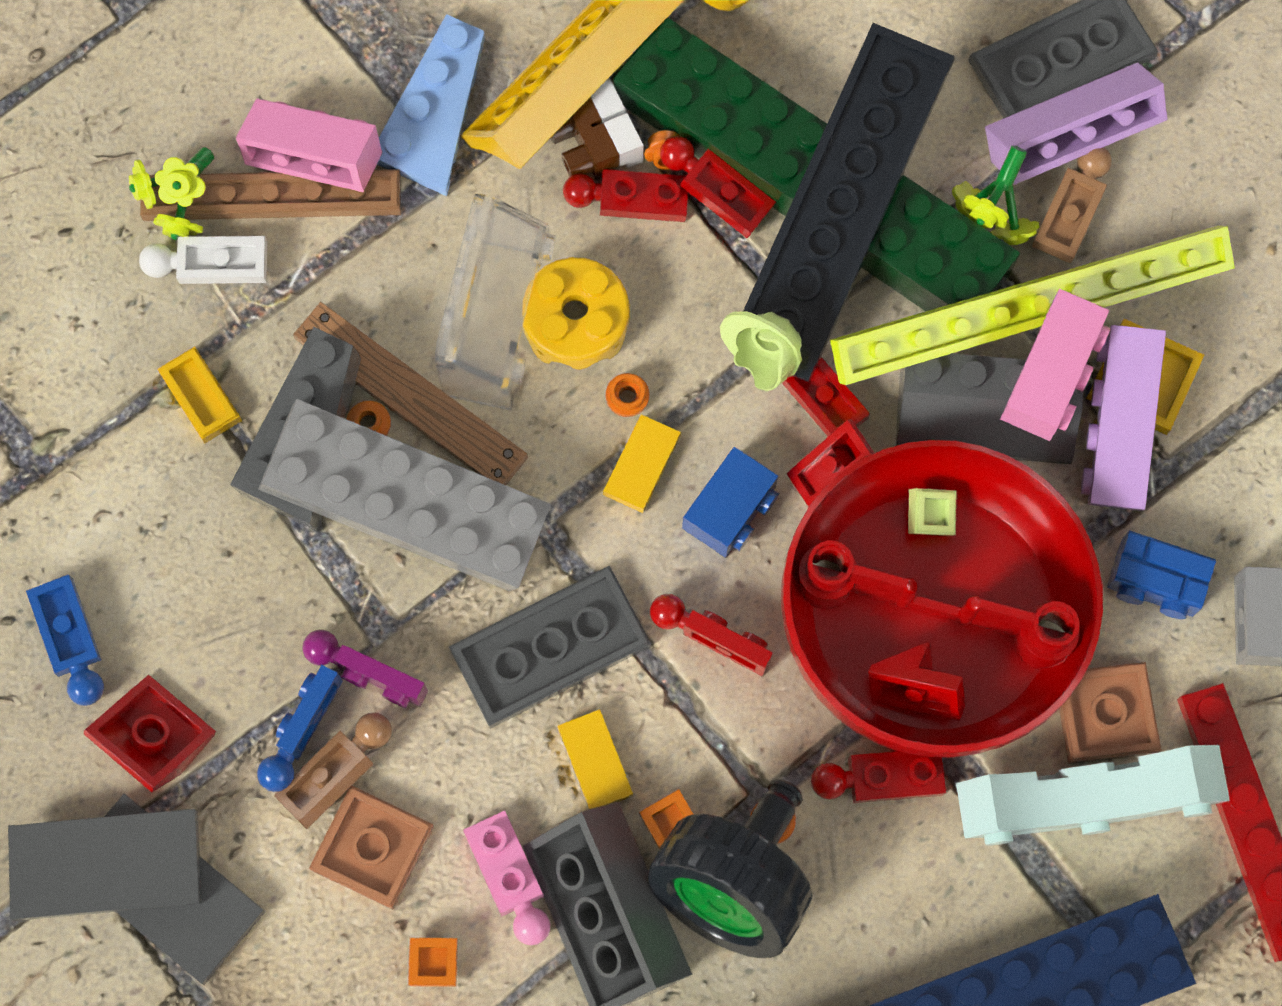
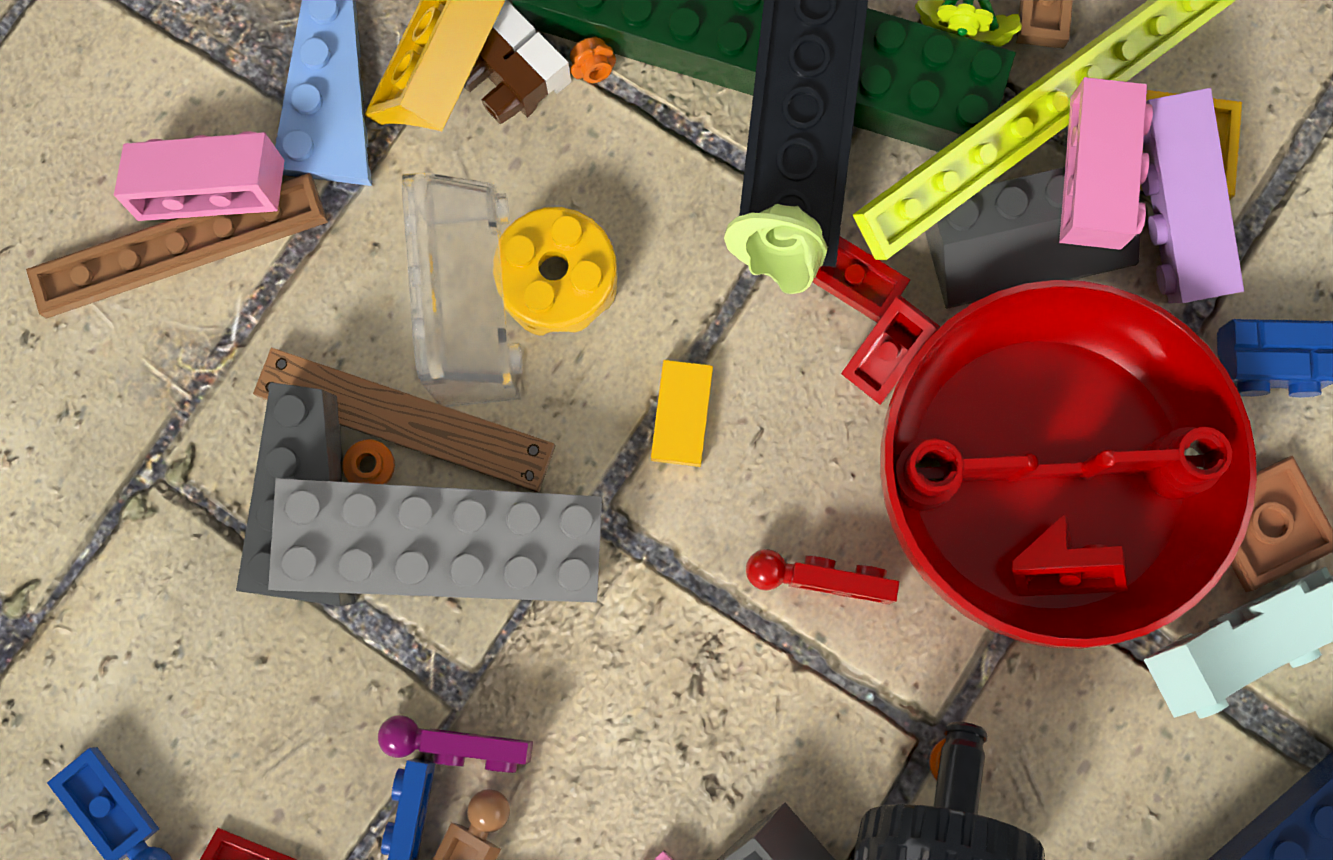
camera: 15 degrees left, 5 degrees up
(178, 184) = (64, 268): neon yellow plant -> none
(199, 394) = (171, 493): yellow tile -> none
(209, 260) = (132, 340): white plate -> none
(550, 646) = (649, 649): dark grey tile -> none
(595, 760) = (742, 761): yellow tile -> none
(627, 382) = (637, 328): orange plate -> none
(630, 195) = (571, 121): red plate -> none
(664, 815) = (846, 801): orange plate -> none
(717, 185) = (662, 81): red plate -> none
(731, 502) = (795, 425): blue brick -> none
(881, 777) = (1053, 679): red plate -> none
(932, 512) = (1014, 367): yellowish green tile -> none

